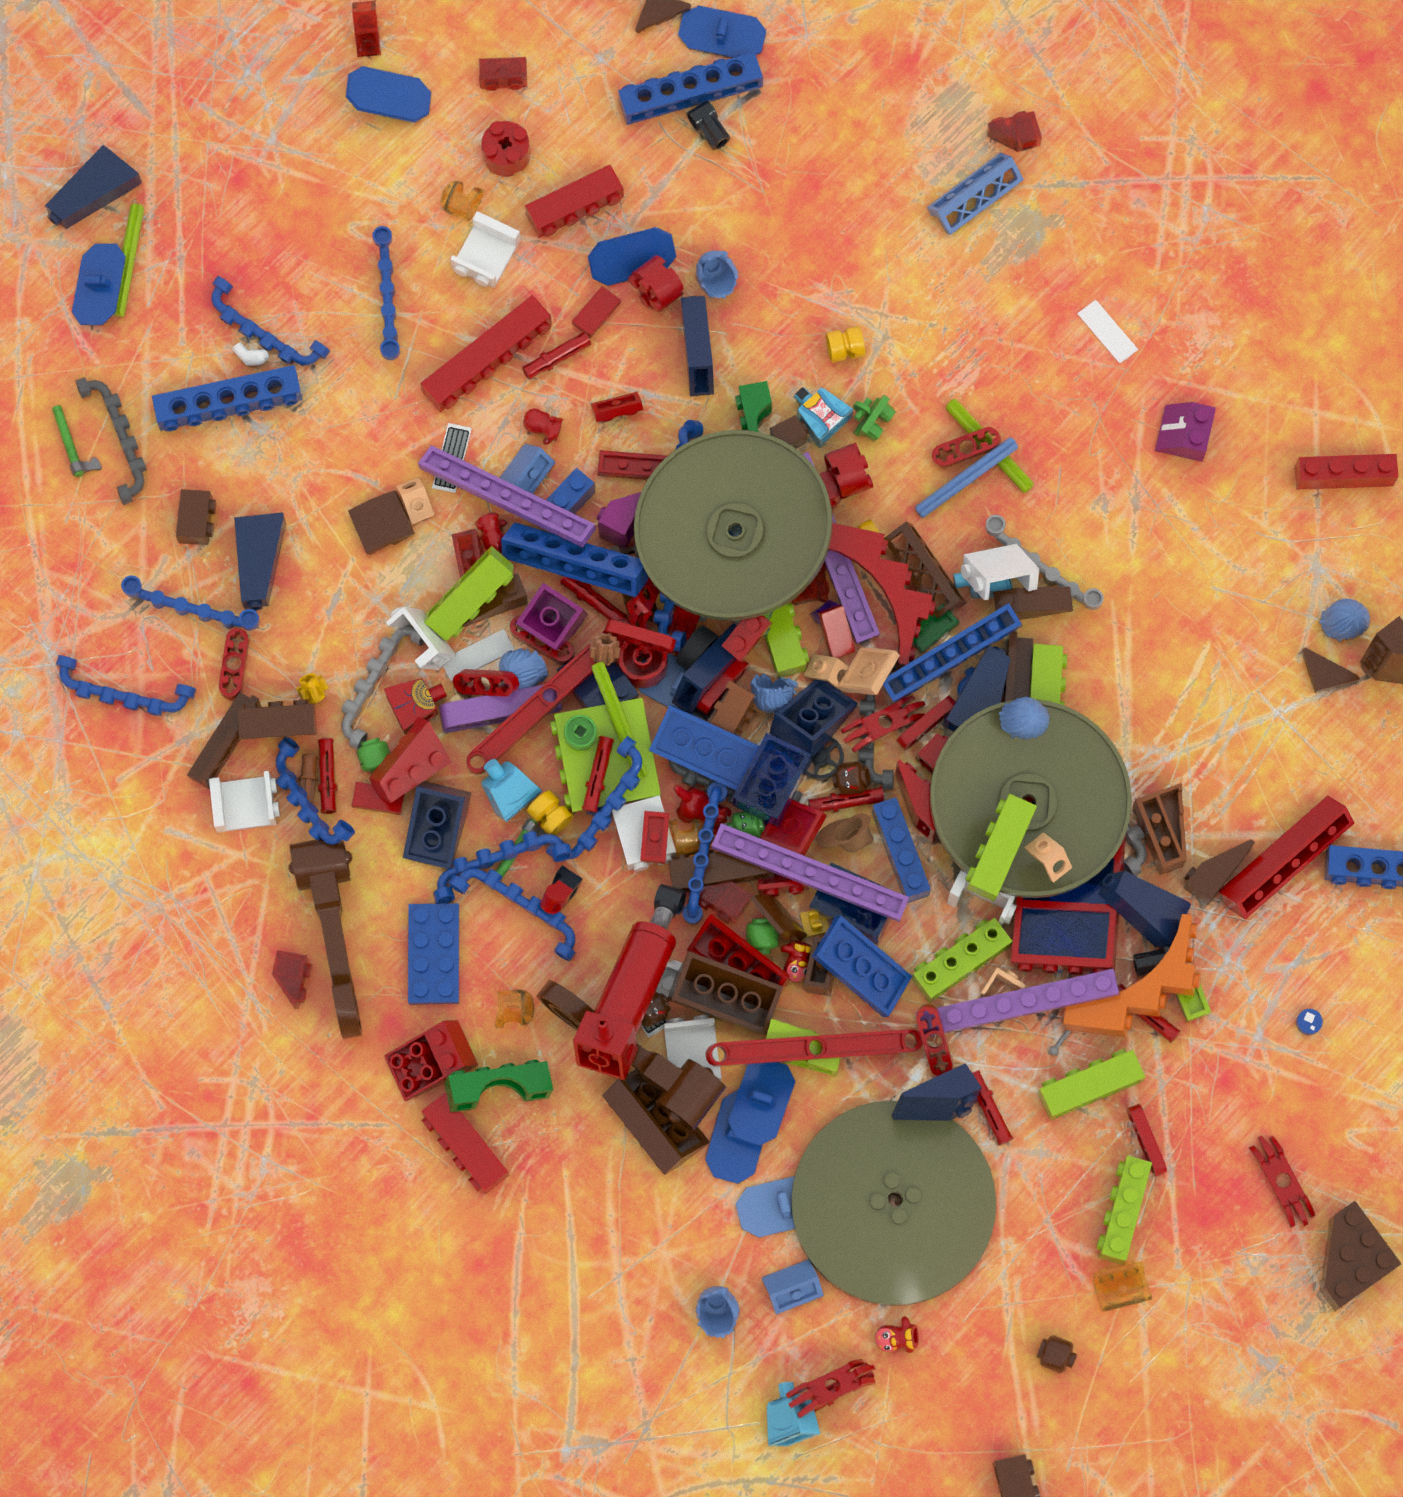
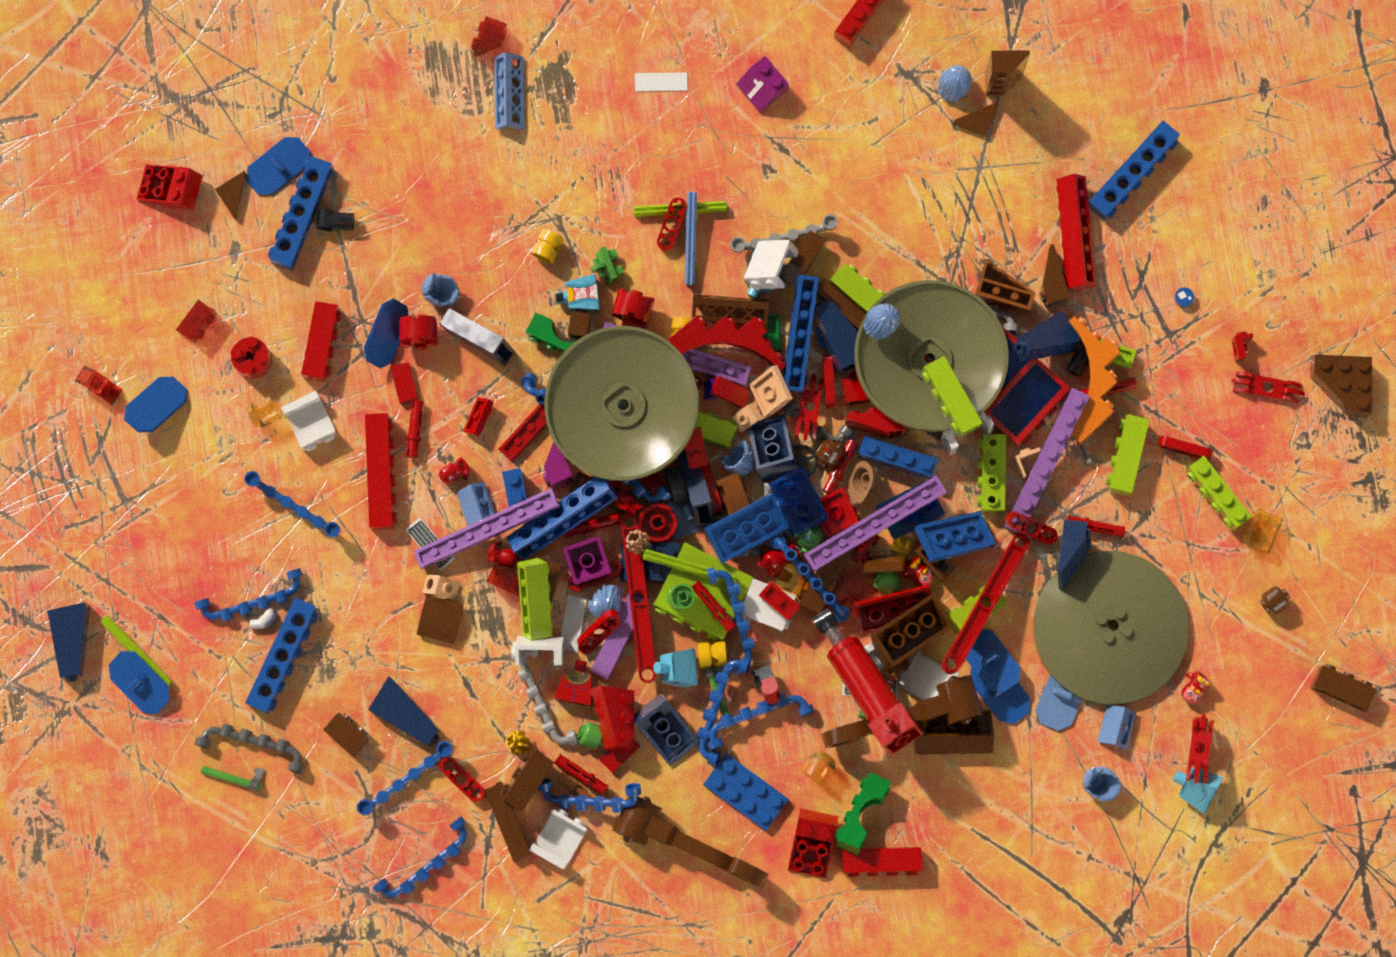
camera: 50 degrees left, 5 degrees up
(290, 975) = (693, 890): clear red slope -> none
(640, 636) = (646, 514): red beam -> none
(1048, 853) = (976, 371): light nougat bracket -> none
(1300, 1121) = (1239, 348): none -> red bracket

